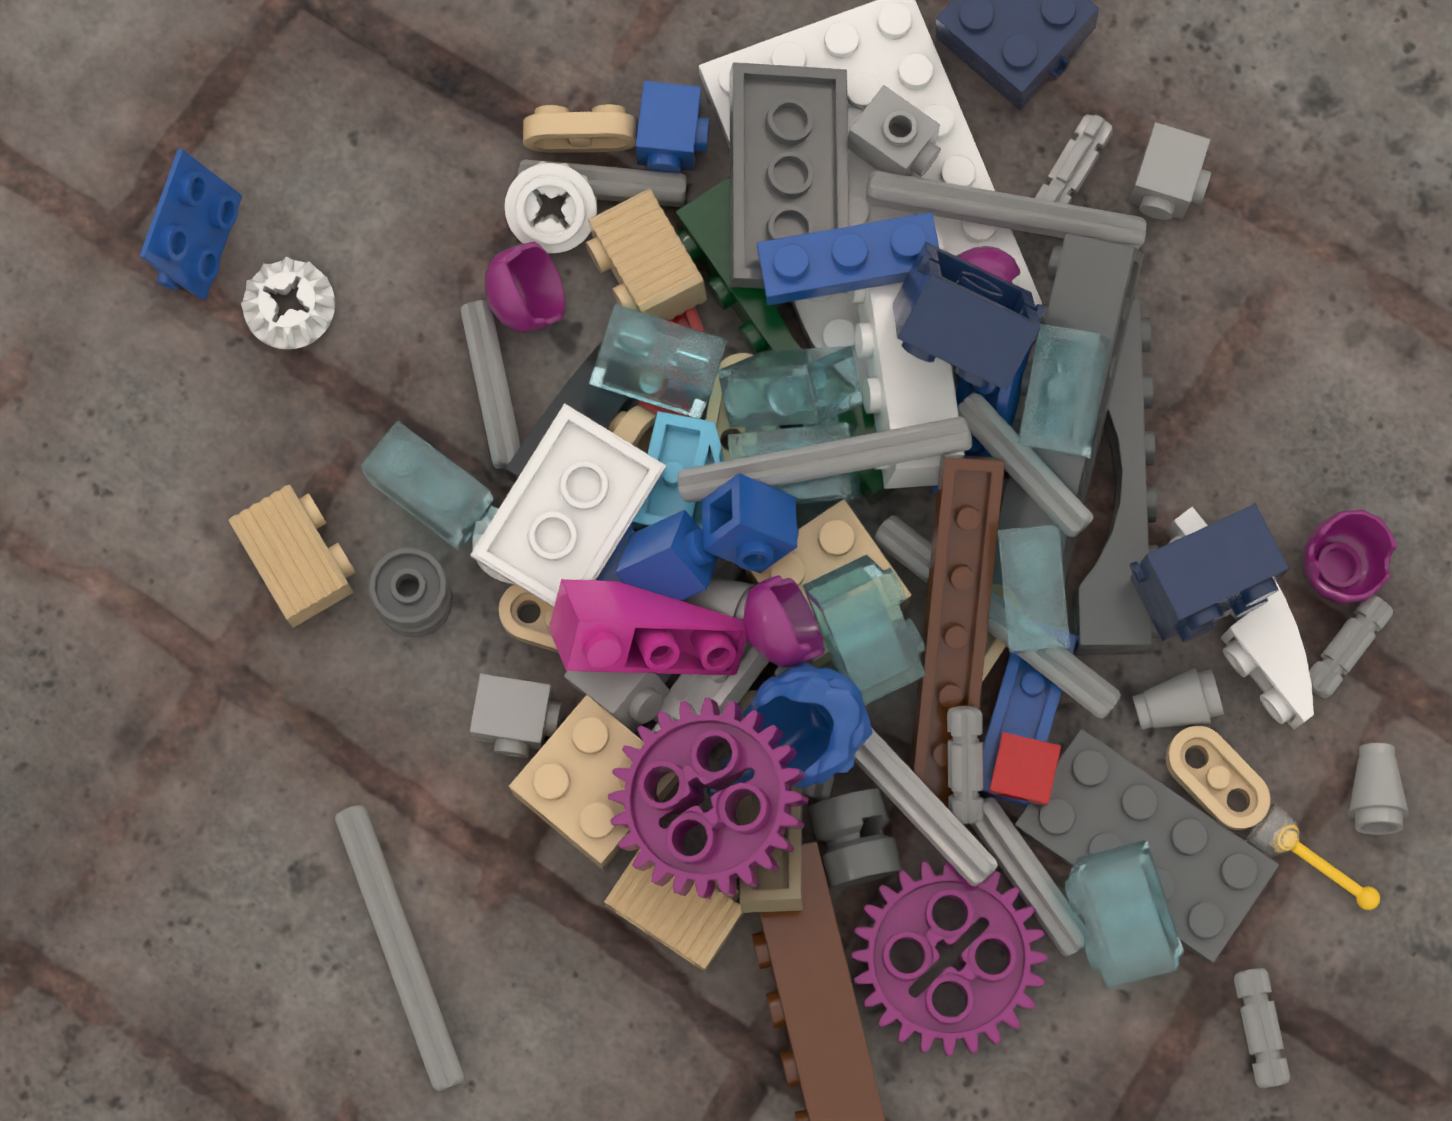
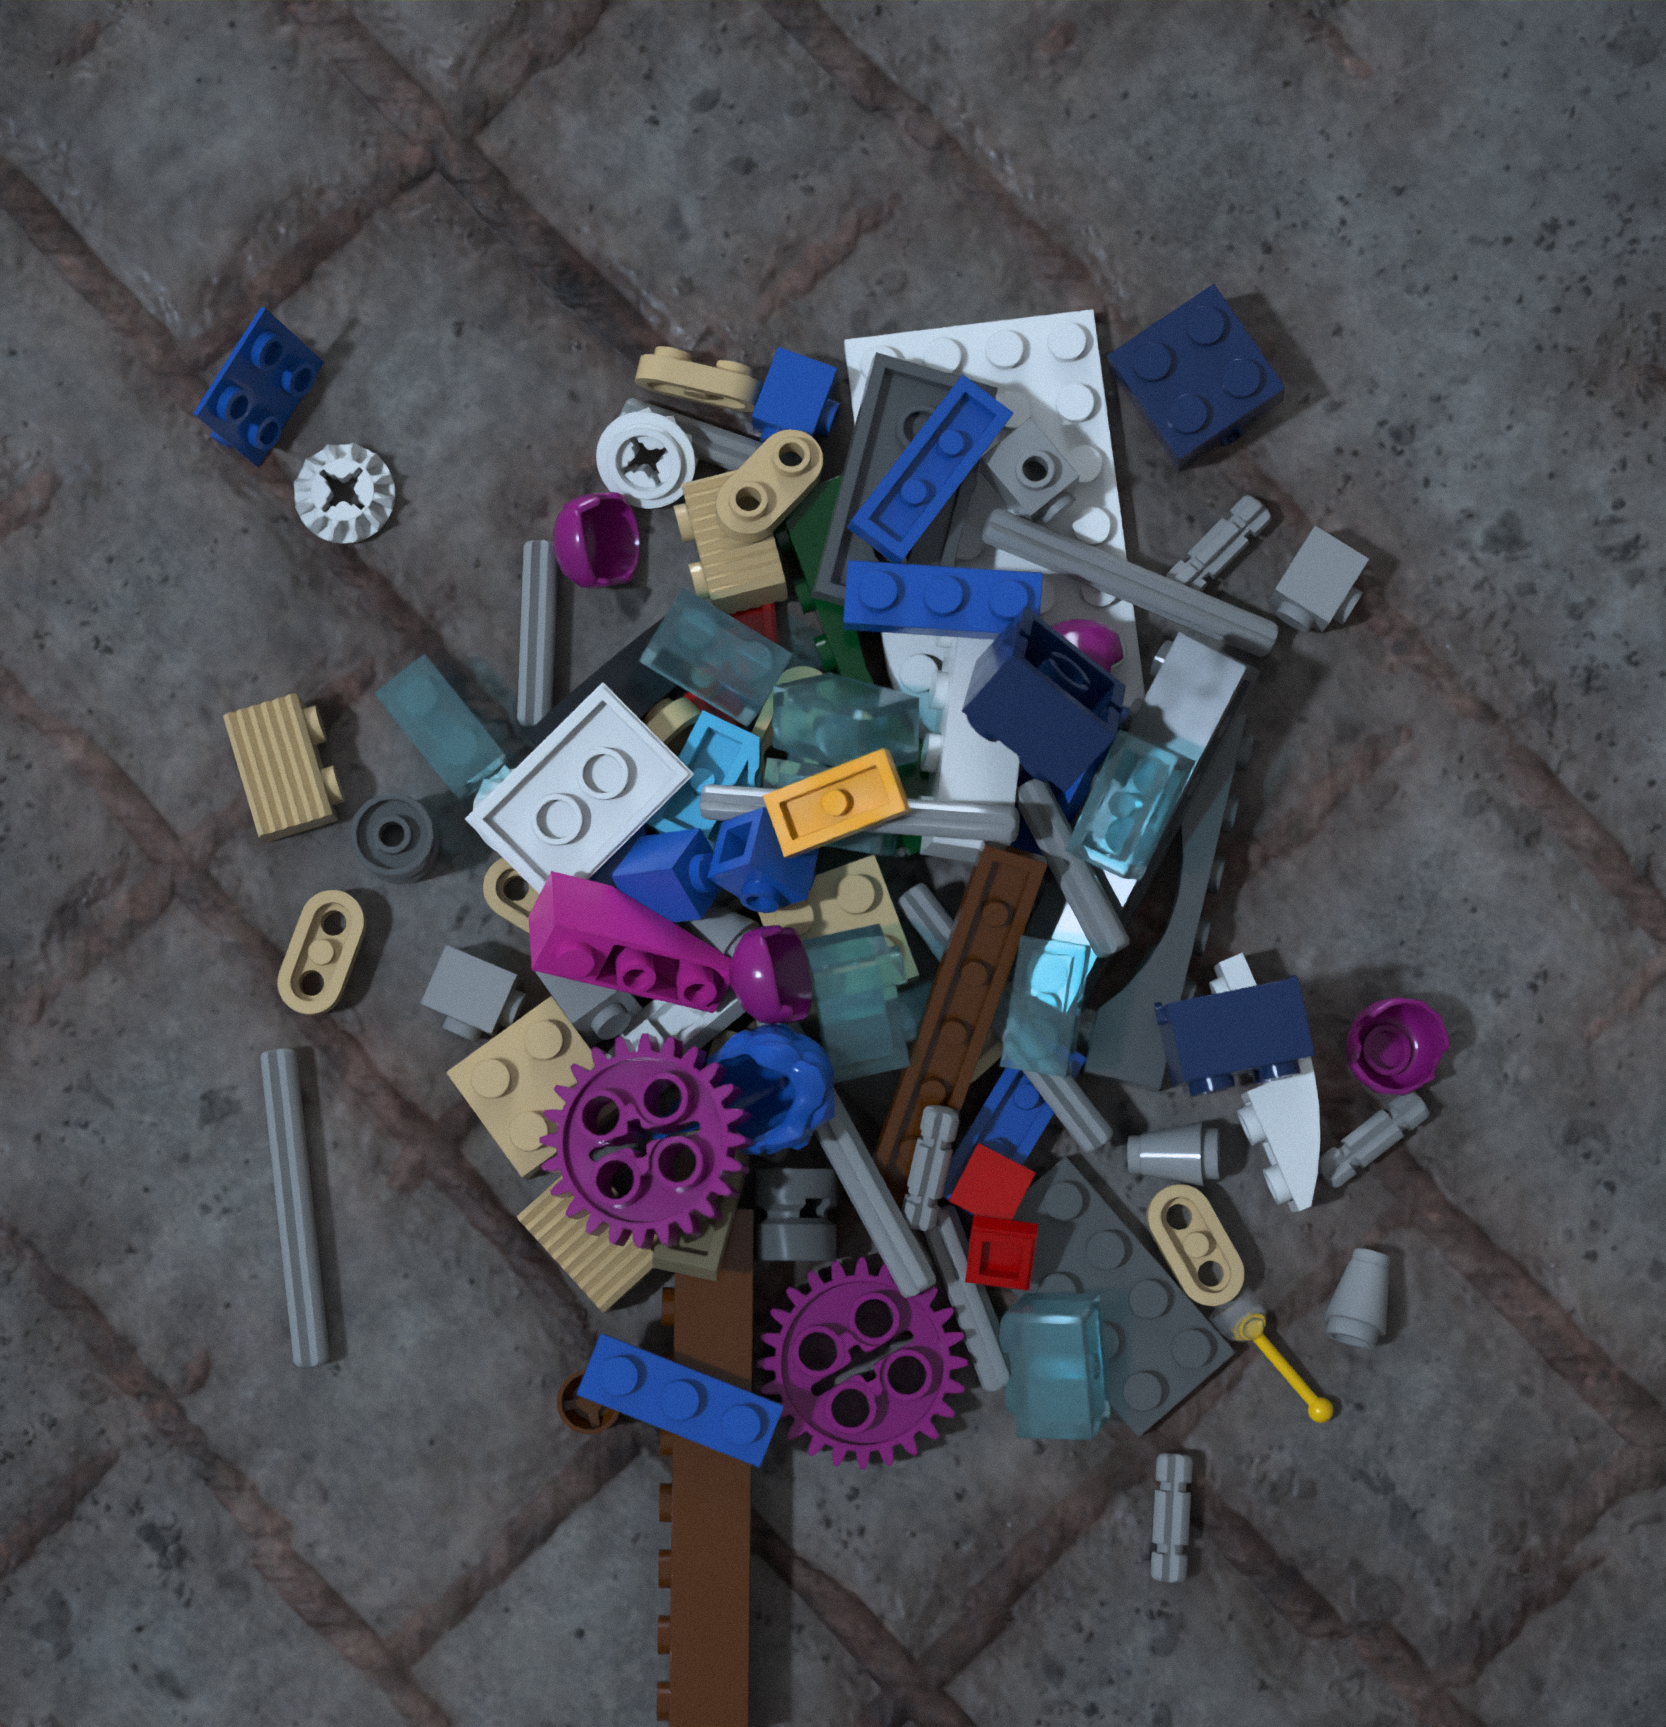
camera: 15 degrees right, 5 degrees up
(368, 712) = (318, 952): none -> tan plate
(669, 196) = (770, 482): none -> tan plate
(710, 1044) = (580, 1413): none -> reddish brown wheel
(795, 1028) = (680, 1400): none -> blue plate
(804, 452) = (837, 803): none -> light orange plate
(807, 149) = (930, 470): none -> blue plate
(1049, 824) = (1001, 1252): none -> red tile

